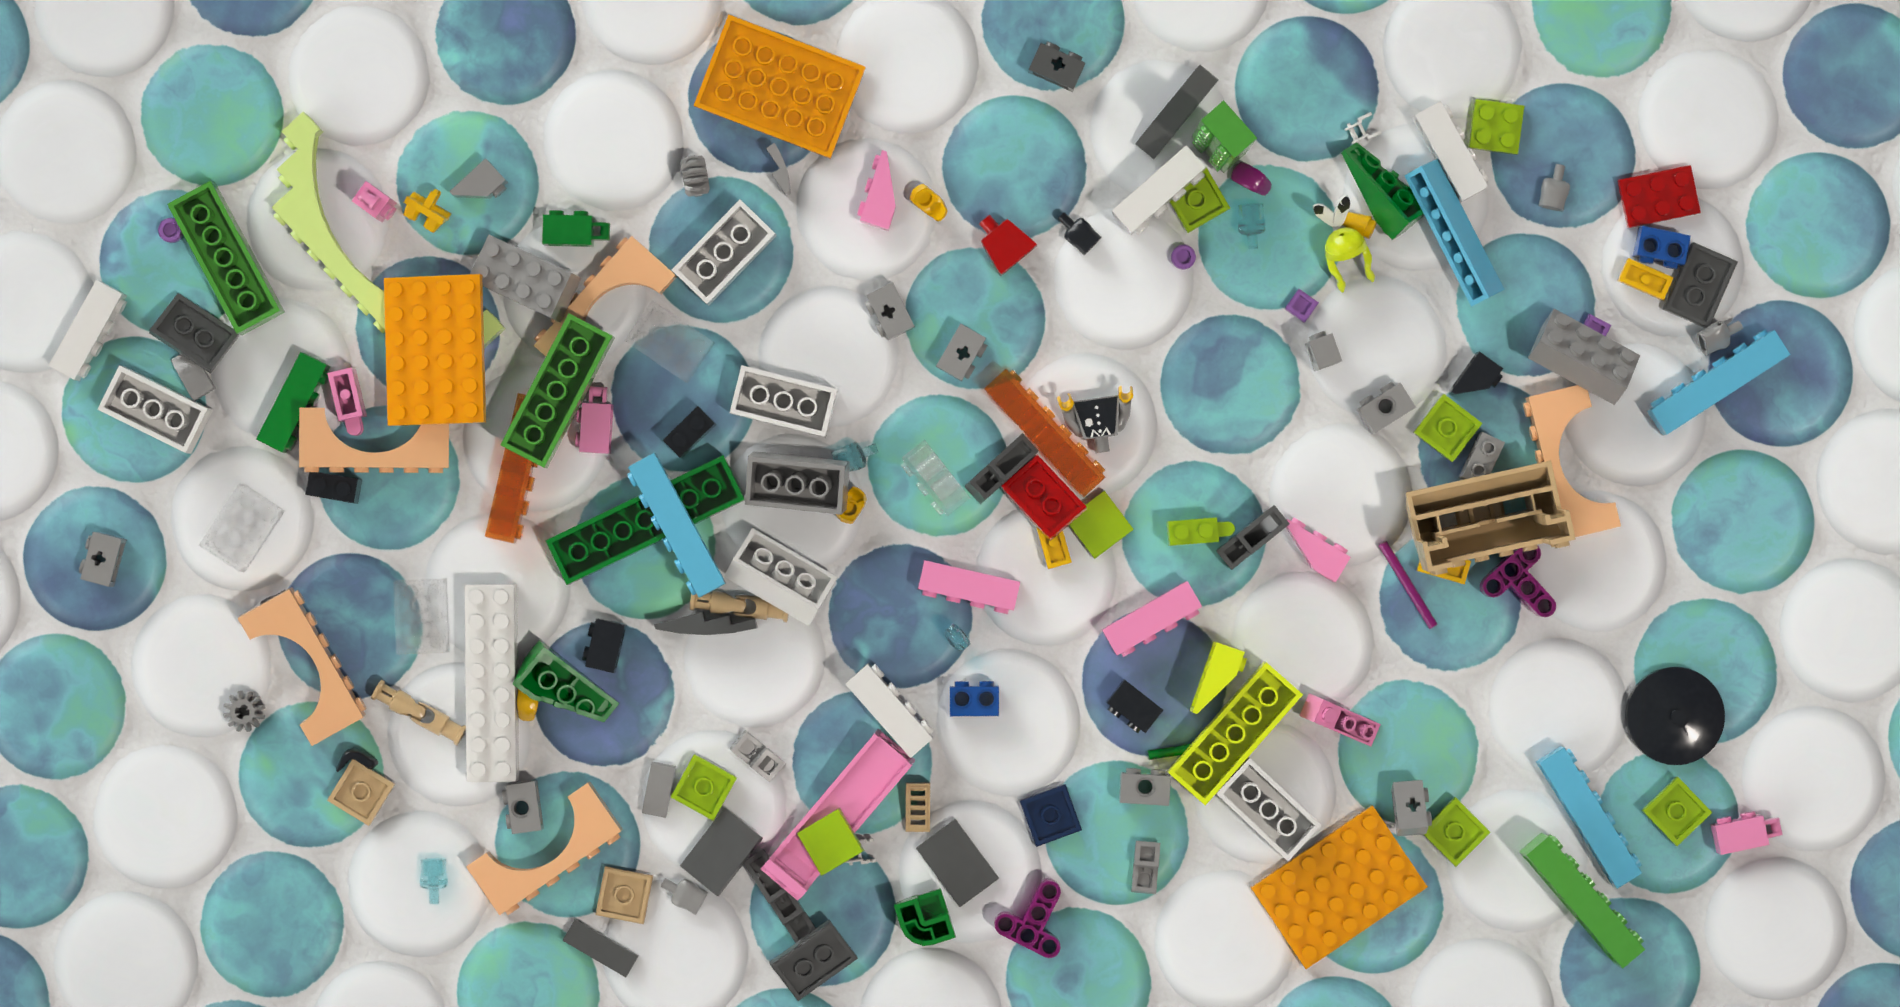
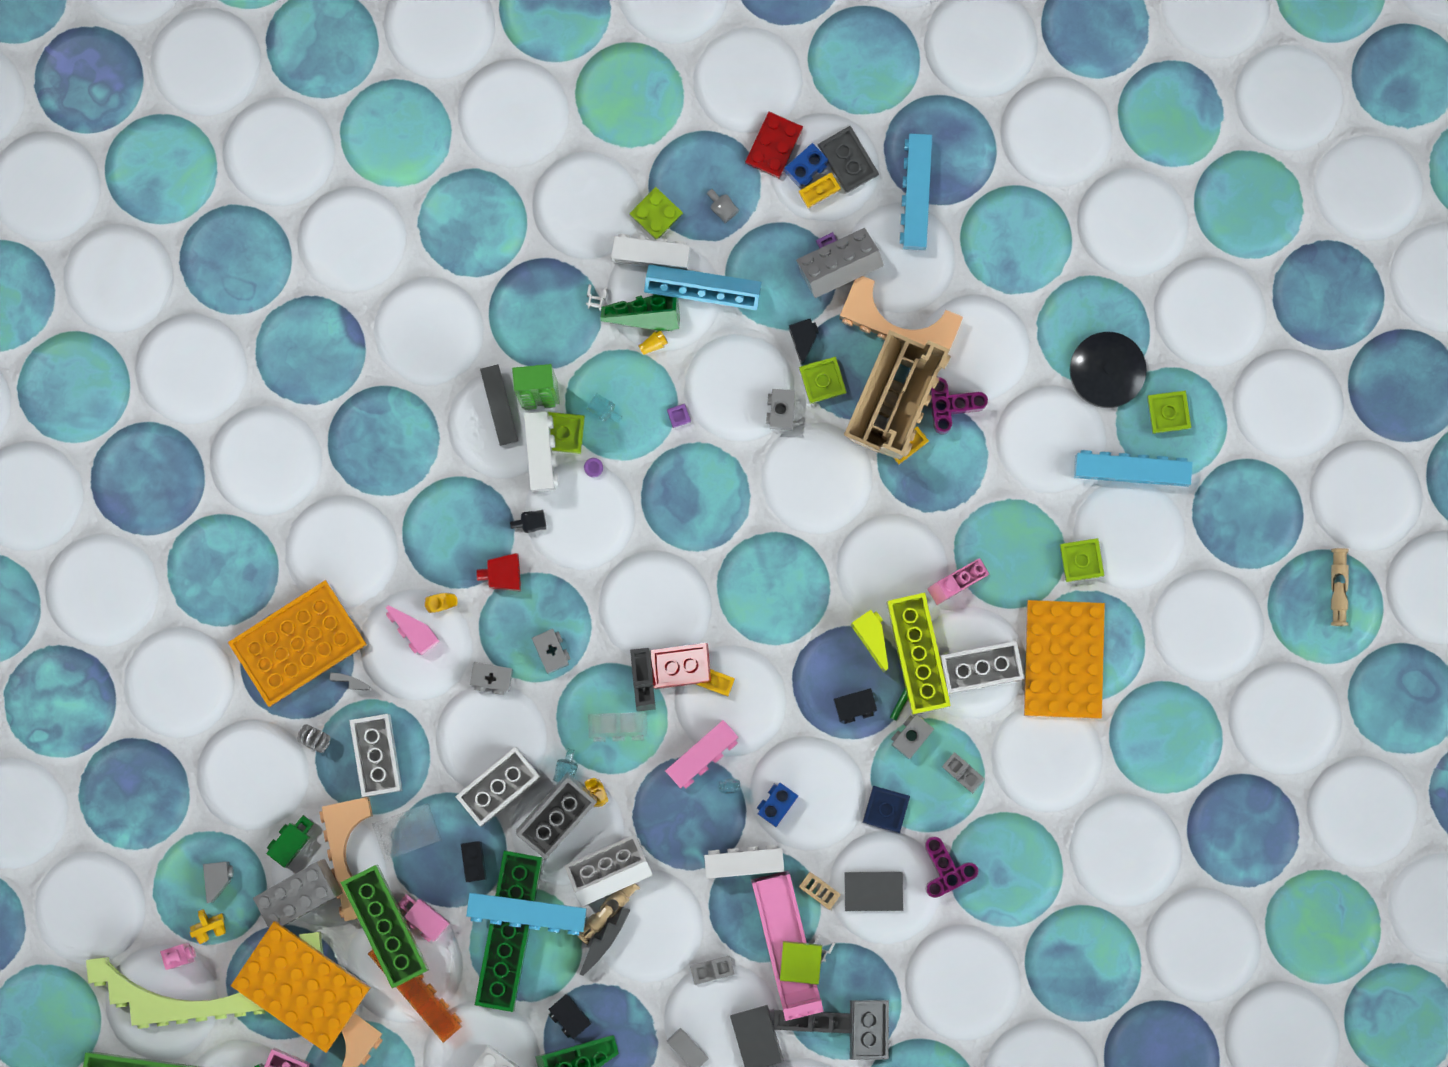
camera: 55 degrees left, 5 degrees down
(703, 787) = (707, 1019): lime plate -> none
(925, 918) = (894, 937): green brick -> none
(1045, 434) = (640, 635): clear orange brick -> none
(1065, 78) = (410, 468): dark grey brick -> none
(1097, 417) = (655, 594): torso -> none
(1100, 525) = (724, 642): lime tile -> none
(1151, 618) = (807, 653): bright pink brick -> none
(1197, 531) = (773, 584): lime brick -> none
(1251, 178) = (575, 389): magenta hair -> none
(1252, 537) = (802, 552): dark grey slope -> none
(1320, 555) = (845, 518): bright pink slope -> none
(1322, 350) = (716, 422): light grey brick -> none
(1342, 242) = (657, 360): neon yellow hair -> none
(1408, 585) = (903, 476): magenta bar -> none
(1410, 822) = (1035, 576): light grey brick -> none
(1482, 456) = (856, 371): light grey brick -> none
(1580, 898) = (1182, 511): bright green brick -> none
(1716, 336) = (887, 172): light grey piece -> none
(1743, 832) = (1212, 380): bright pink brick -> none

